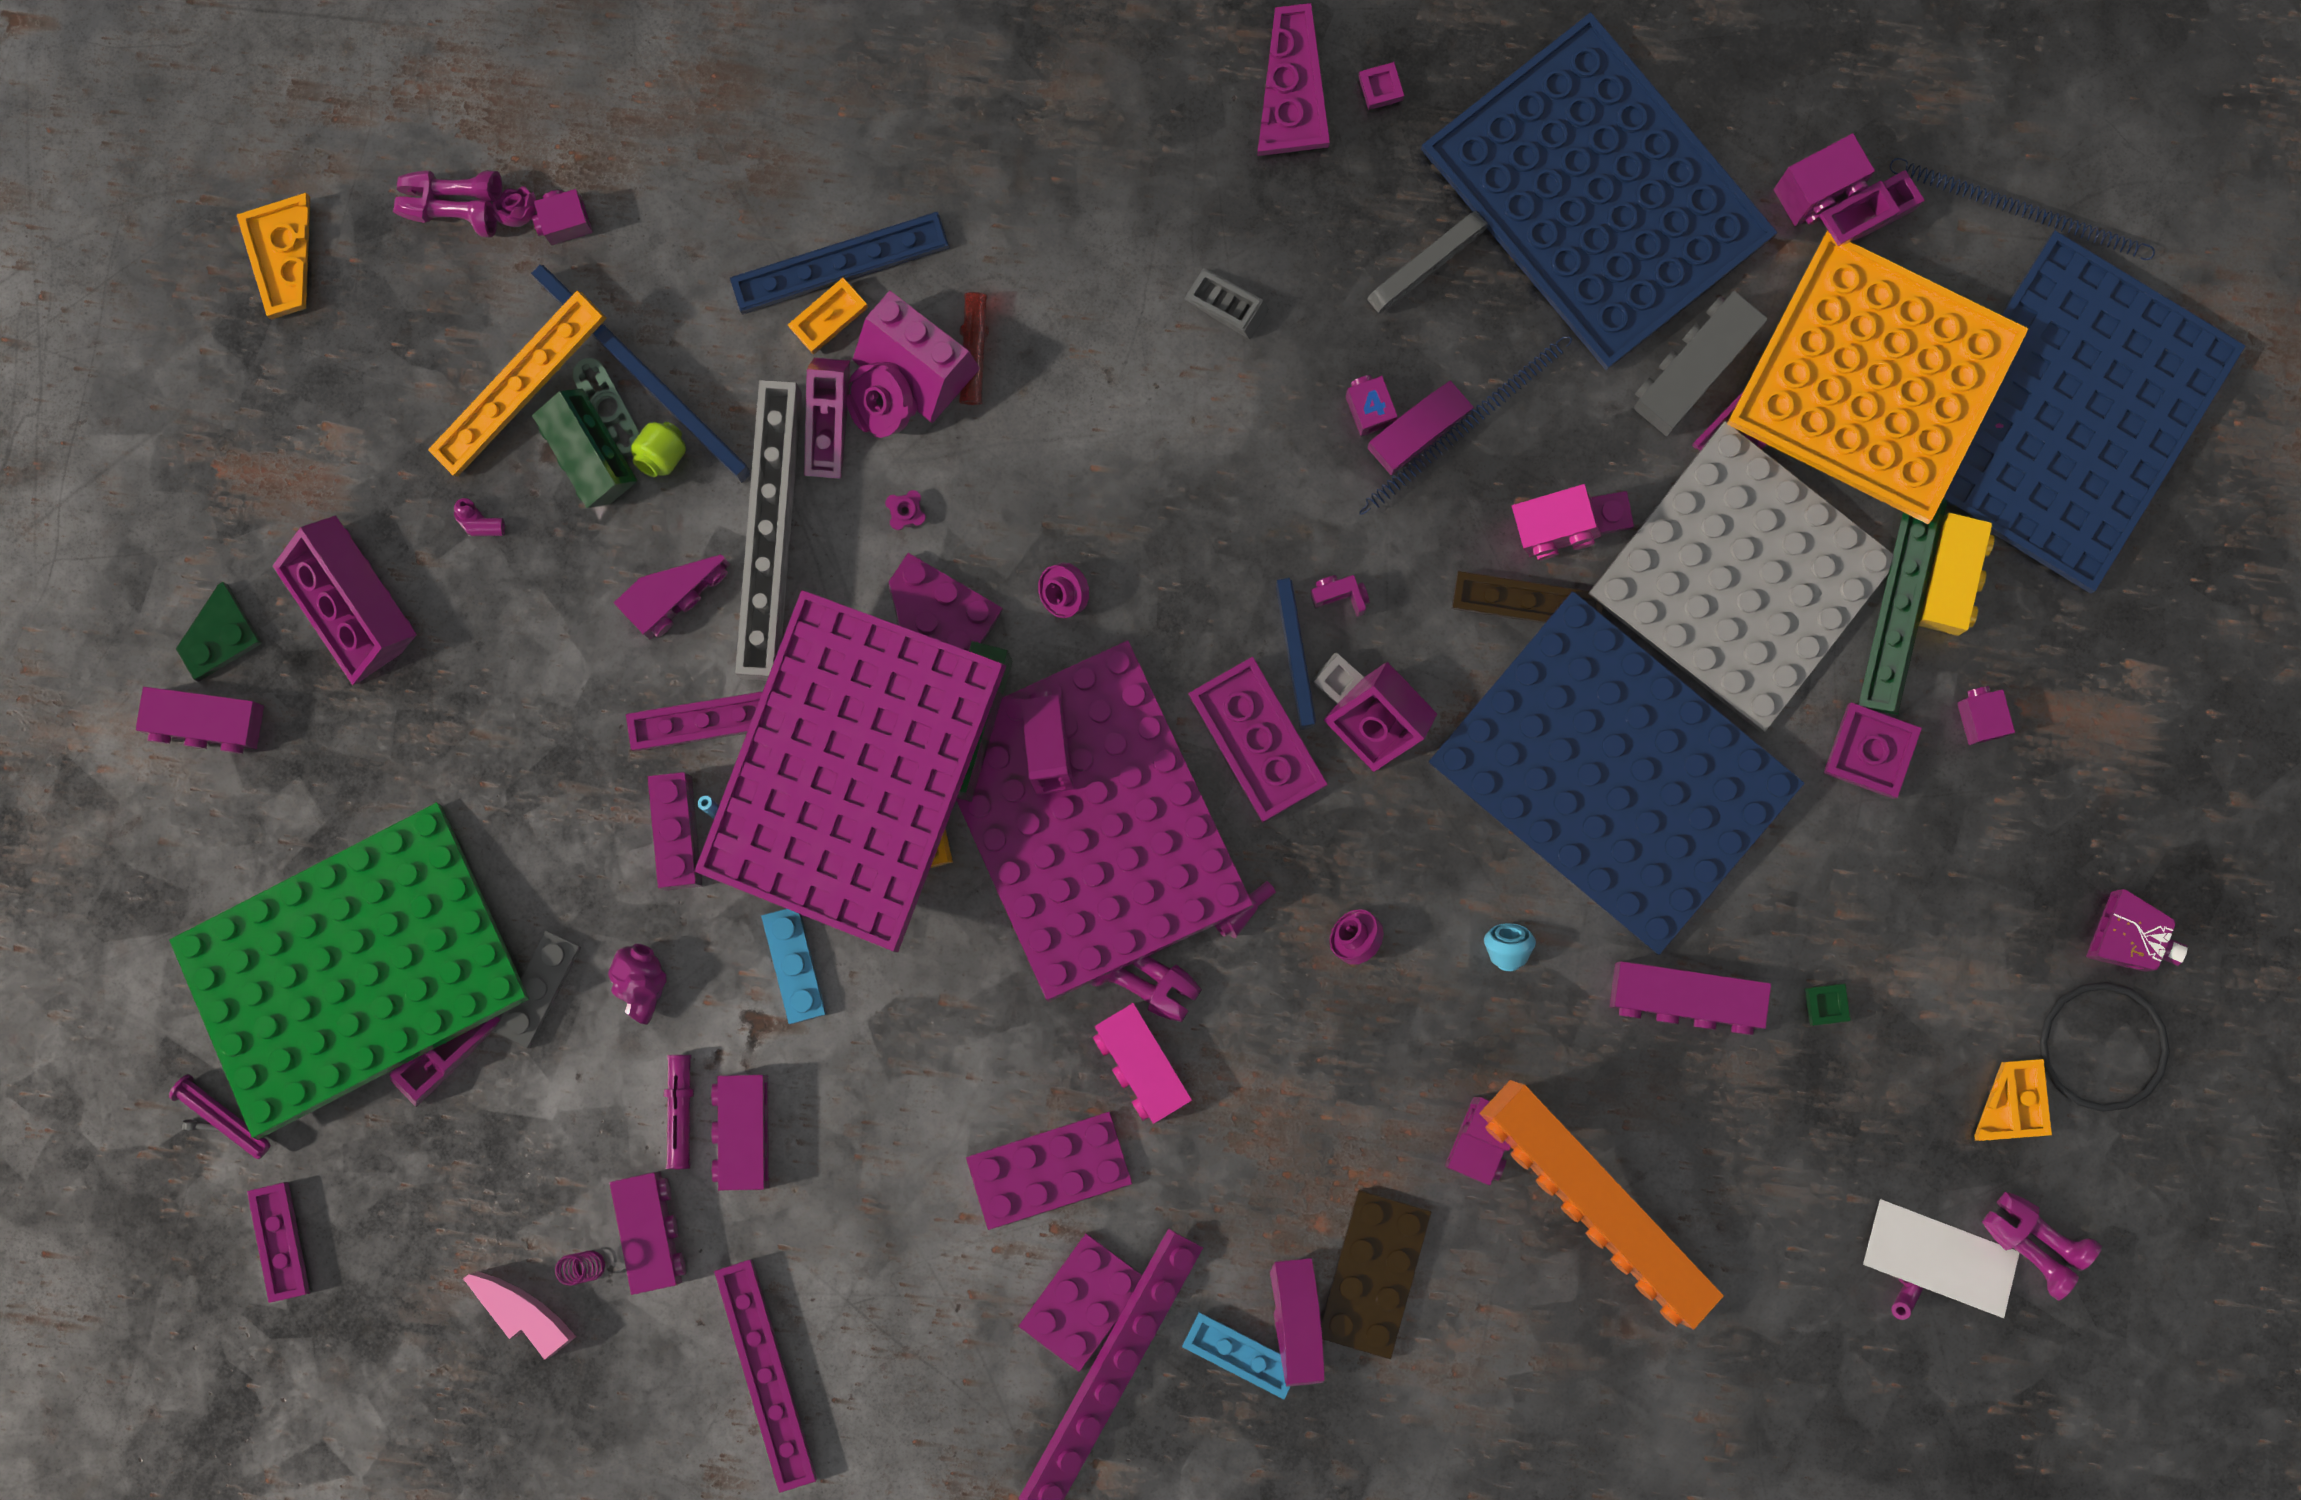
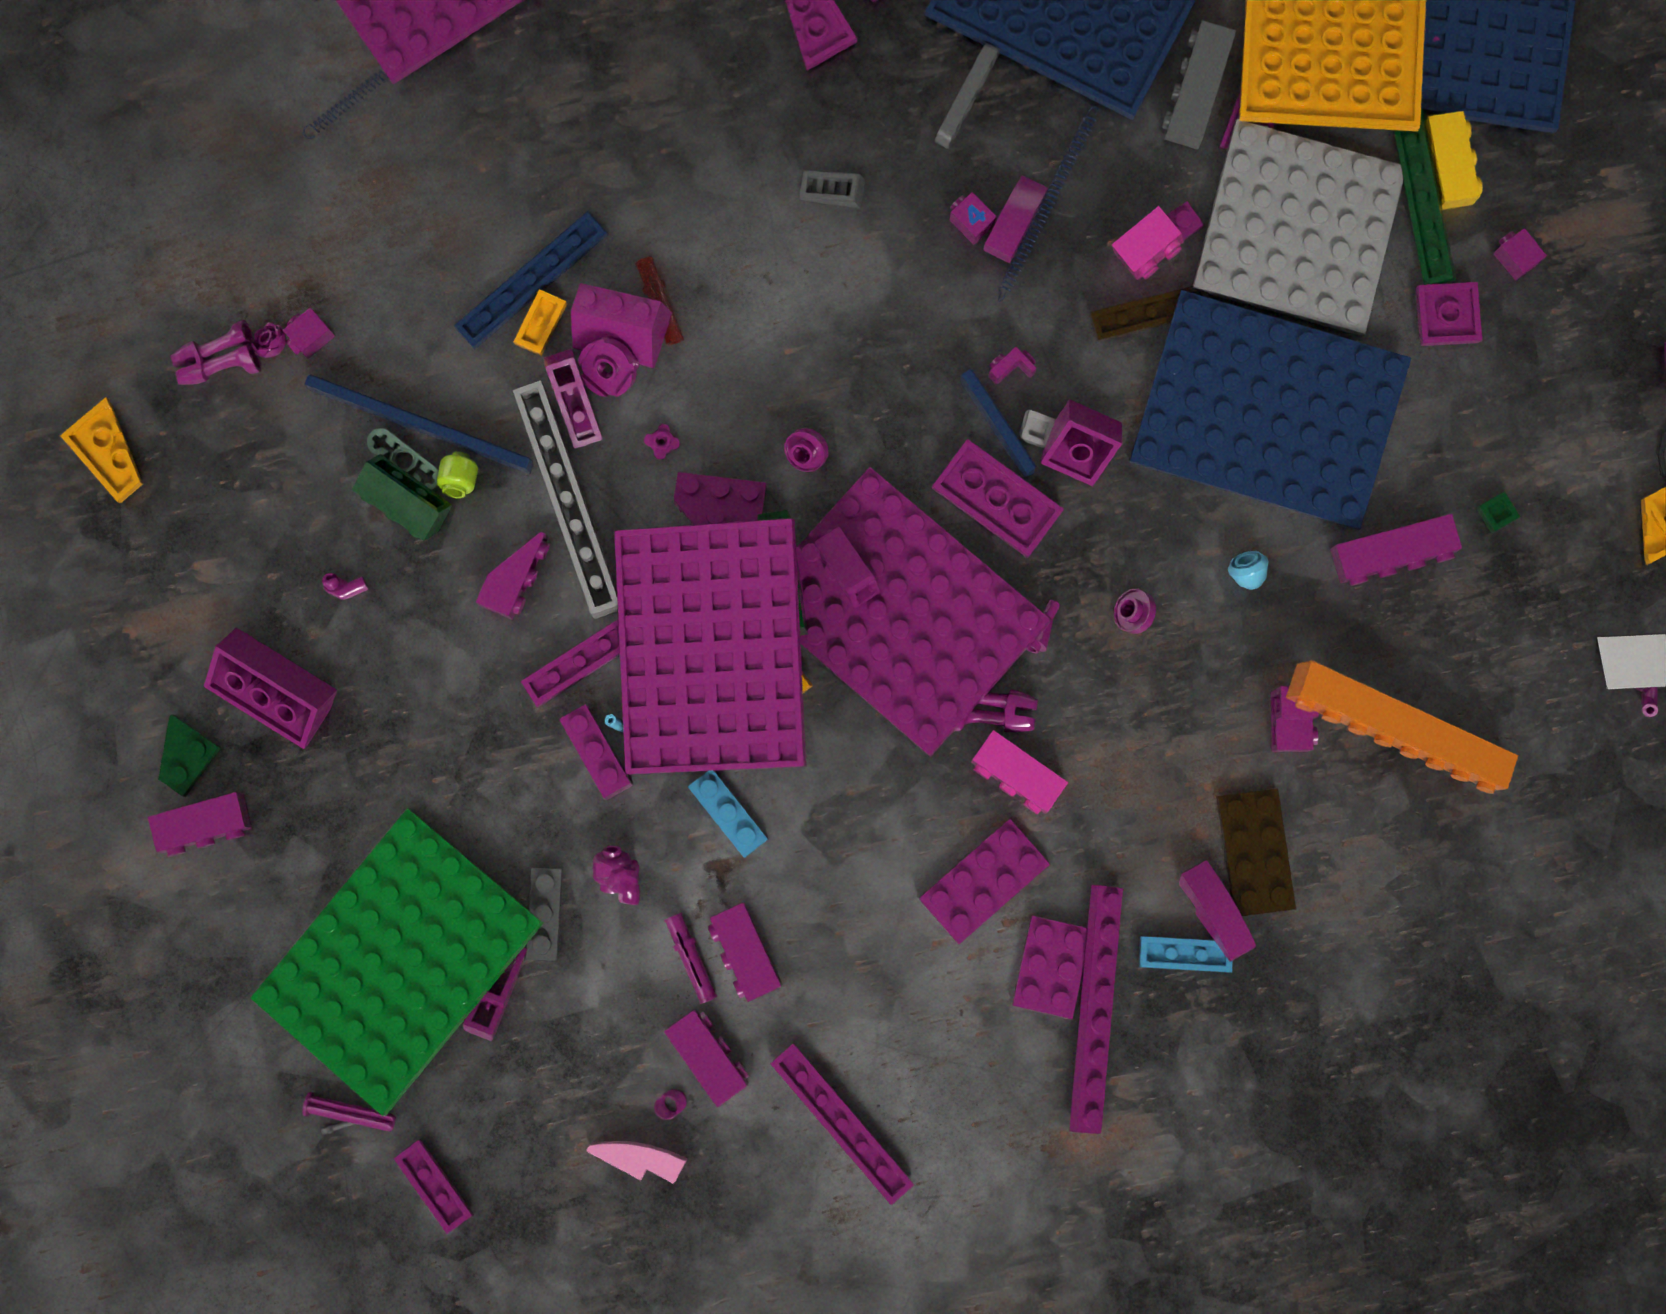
camera: 25 degrees left, 0 degrees up
(517, 383) = (330, 470): light orange plate -> none

